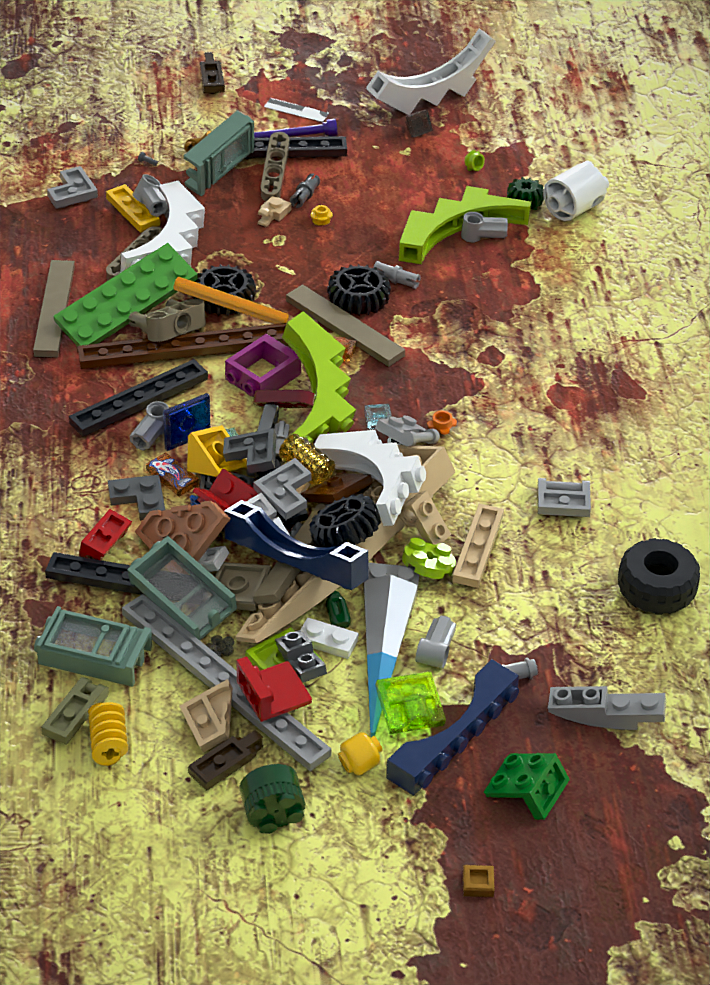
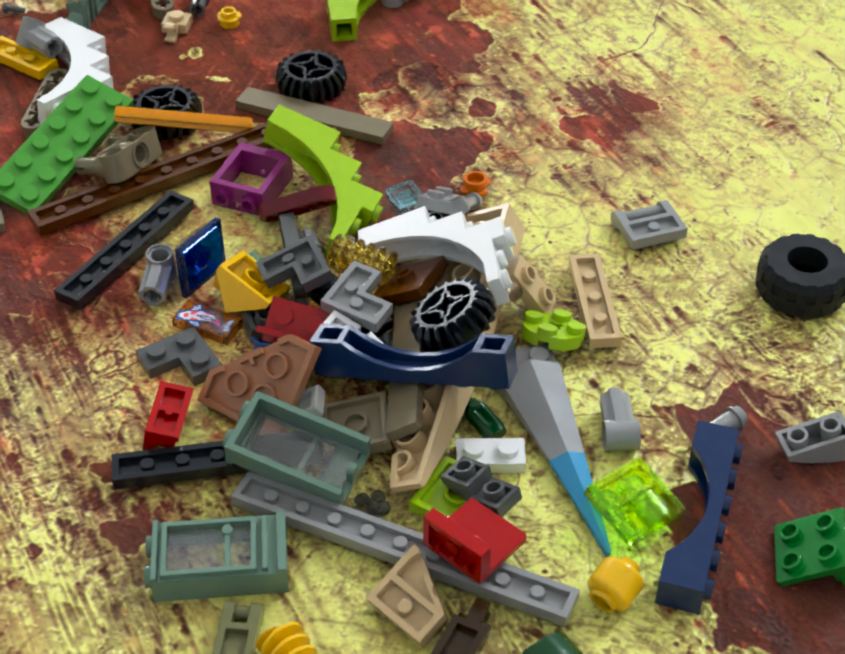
camera: 20 degrees left, 0 degrees up
(398, 275) = (347, 54): light grey pin -> none

